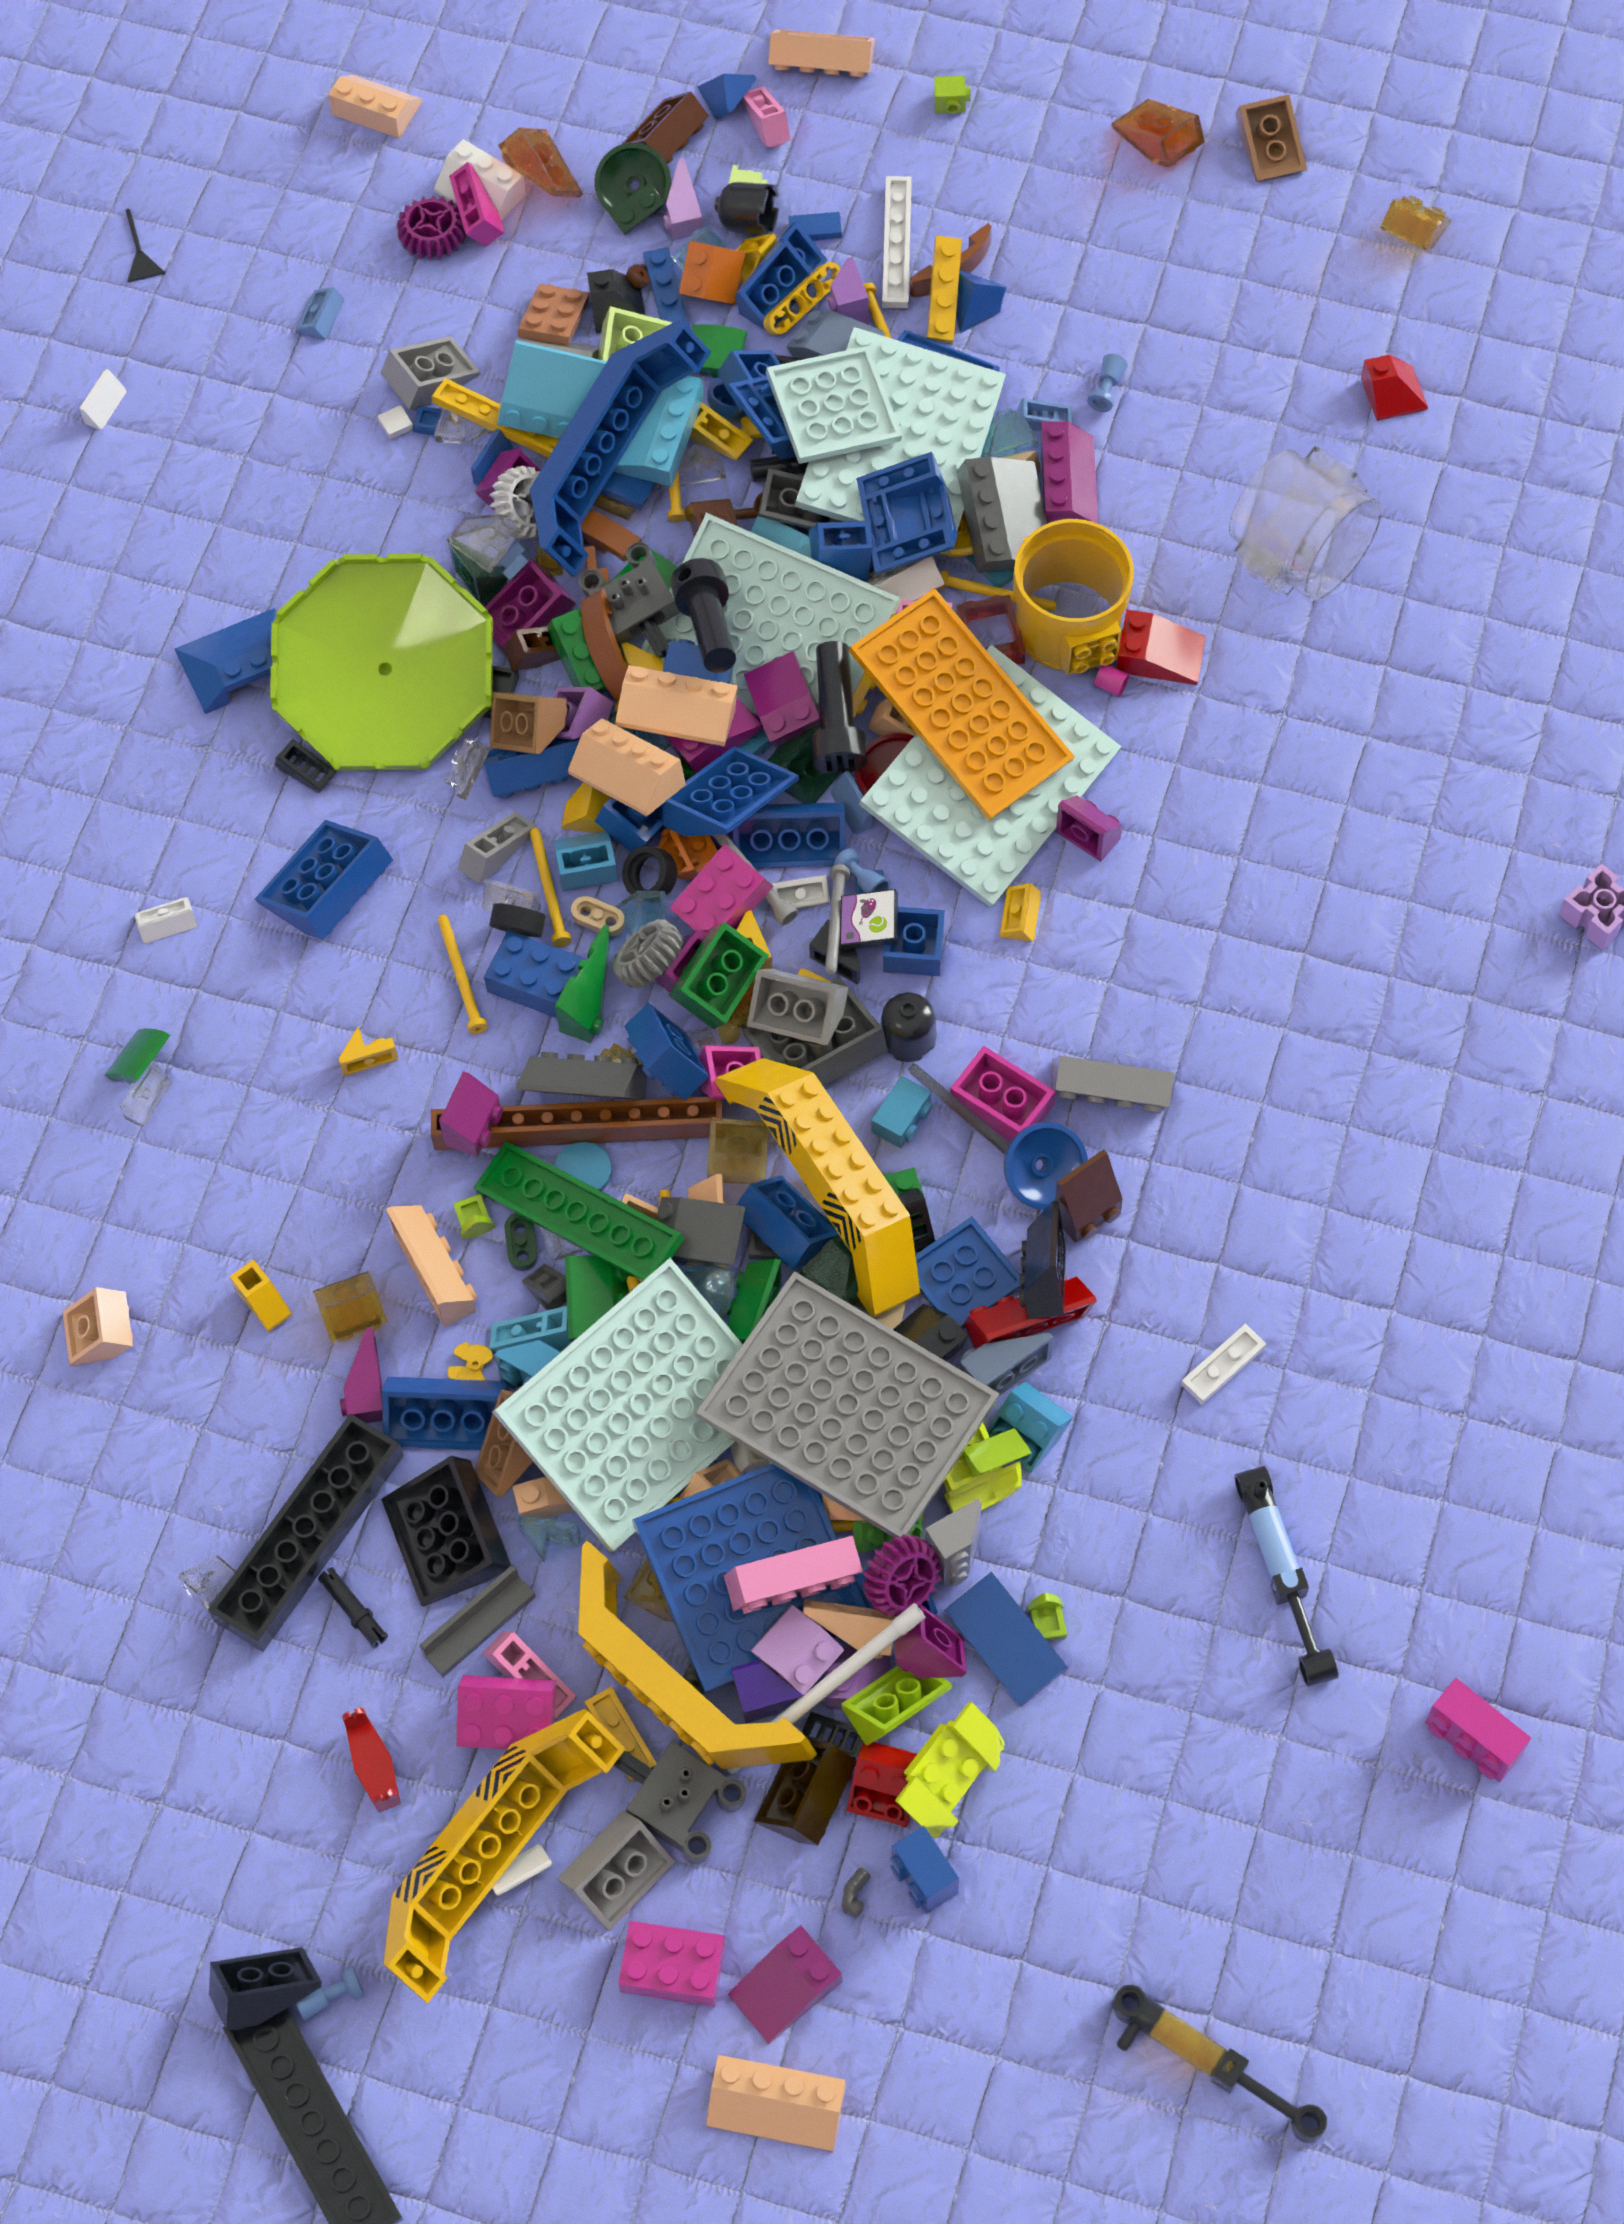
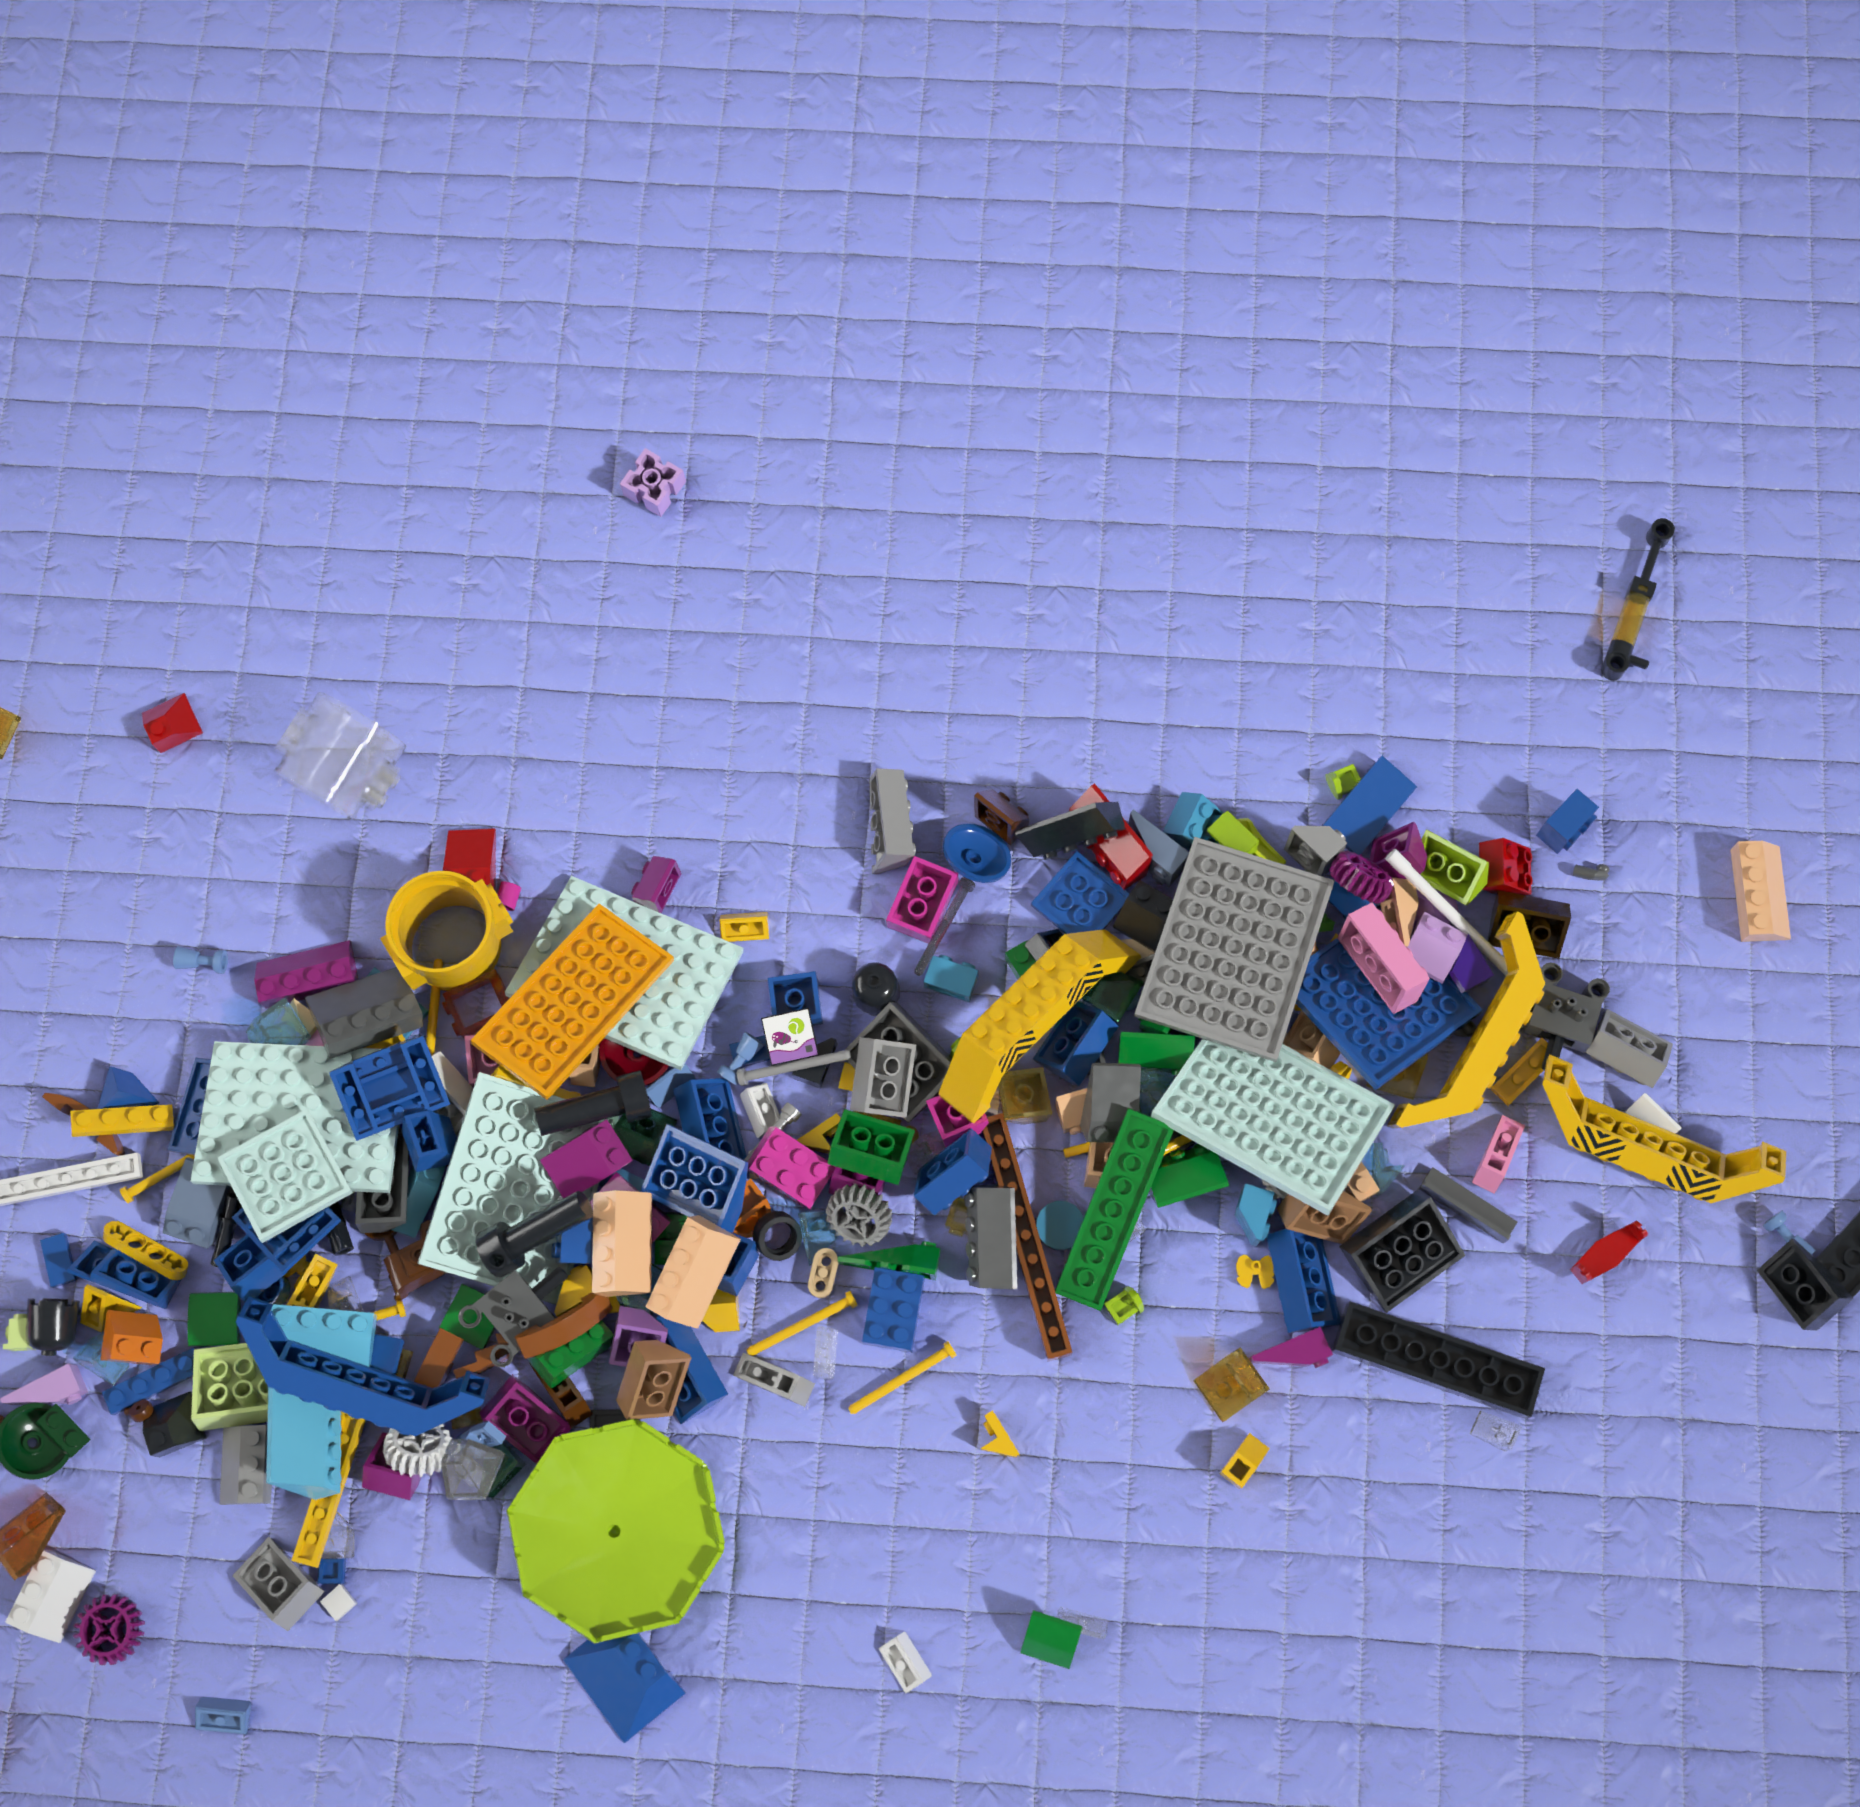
camera: 100 degrees left, 10 degrees up
(97, 1326) = (1306, 1596): light nougat slope -> none
(294, 748) = (730, 1592): black slope -> none
(325, 878) = (837, 1526): blue slope -> none
(360, 1616) = (1490, 1298): black pin -> none
(431, 1262) = (1180, 1323): light nougat slope -> none
(466, 767) = (703, 1425): clear slope -> none
(470, 1115) = (1056, 1316): magenta slope -> none
(475, 206) = (80, 1590): dark pink slope -> none
(495, 445) = (354, 1492): blue slope -> none
(502, 1710) = (1541, 1158): dark pink brick -> none
(517, 919) = (848, 1337): black tyre -> none
(520, 1243) = (1138, 1258): dark green plate -> none
(546, 1326) = (1218, 1226): medium azure slope -> none
(547, 1287) = (1173, 1225): dark grey slope -> none
(553, 314) = (197, 1479): nougat plate -> none
(585, 860) = (770, 1298): dark azure slope -> none
(672, 1963) = (1687, 988): dark pink brick -> none
(785, 1984) = (1675, 904): magenta slope -> none
(836, 1726) = (1486, 895): black slope -> none
(849, 293) = (145, 1201): medium lavender slope -> none
(949, 1767) = (1493, 820): neon yellow piece -> none
(1035, 407) = (240, 1024): medium blue slope -> none
(1223, 1364) = (1107, 693): white plate -> none
(1287, 1578) = (1268, 617): black piece -> none
(1477, 1730) = (1352, 466): dark pink brick -> none

